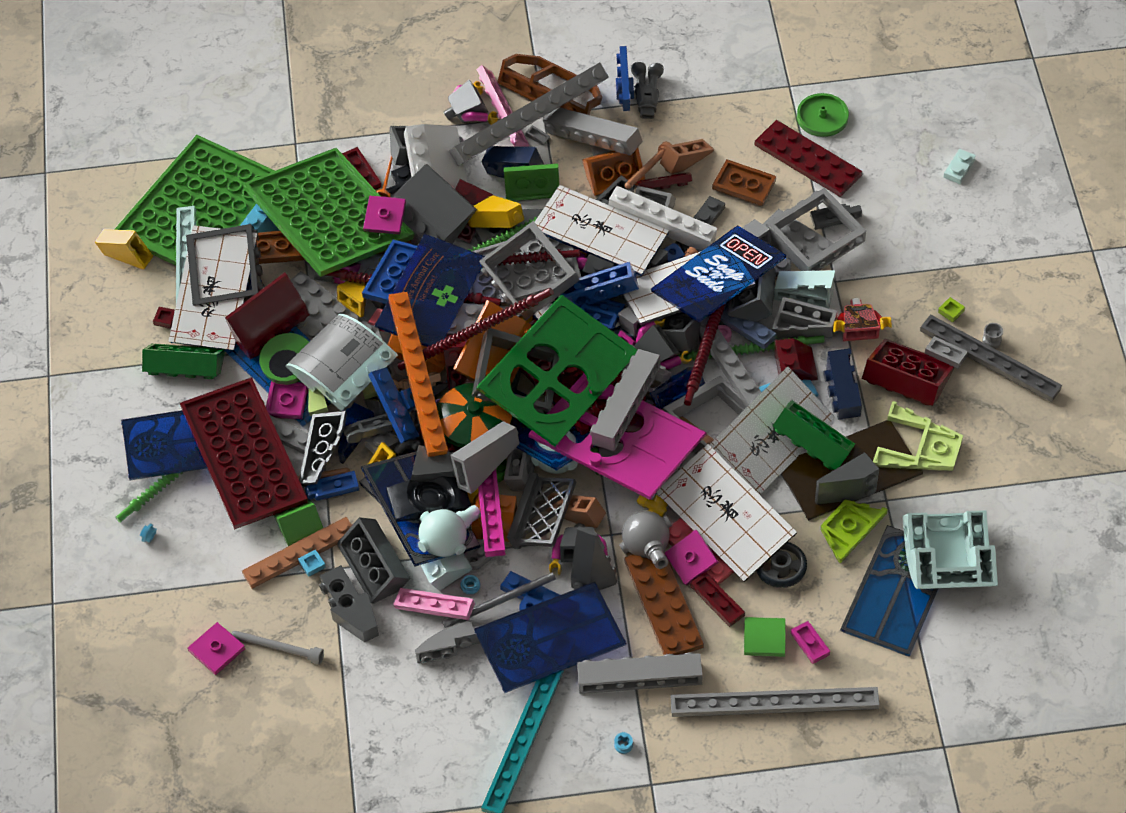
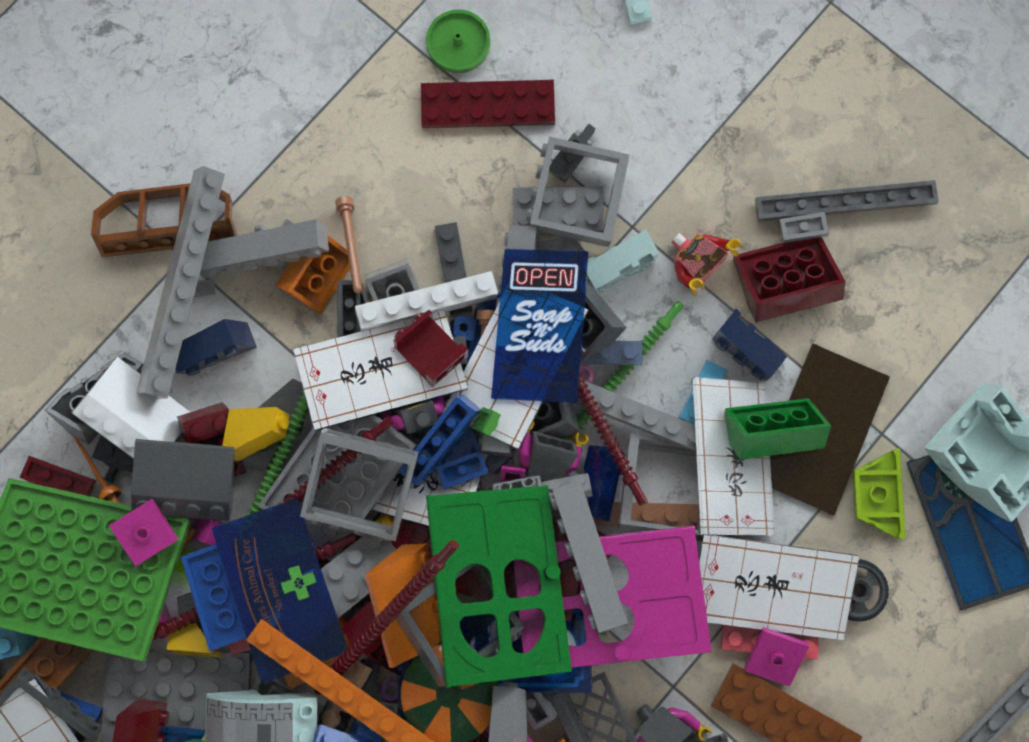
camera: 45 degrees left, 25 degrees up
(469, 105) = (98, 311): torso -> none
(500, 102) = (124, 279): bright pink plate -> none
(531, 182) = (250, 357): bright green plate -> none
(581, 510) = (629, 694): nougat slope -> none
(625, 84) = (236, 159): blue plate -> none
(636, 295) = (486, 421): none -> bright green plate
(639, 236) = (429, 348): none -> dark red panel
(646, 94) = (268, 154): dark grey piece -> none
(647, 536) = (721, 673): light grey piece -> none
(665, 181) = (378, 243): dark red plate -> none
(684, 155) = (370, 196): nougat slope -> none
(717, 599) = (834, 677): dark red plate -> none
(744, 182) = (454, 183): dark orange plate -> none
(764, 636) = (907, 679): bright green slope -> none
(797, 357) = (678, 353): dark red slope -> none
(803, 319) = (649, 303): light grey wedge -> none
(810, 642) = (951, 650): dark pink plate -> none
(848, 482) = (852, 448): dark grey slope -> none
(937, 446) = (882, 339): yellowish green wing -> none
(951, 309) = (767, 174): lime plate -> none
(993, 335) = (833, 172): light grey wheel -> none

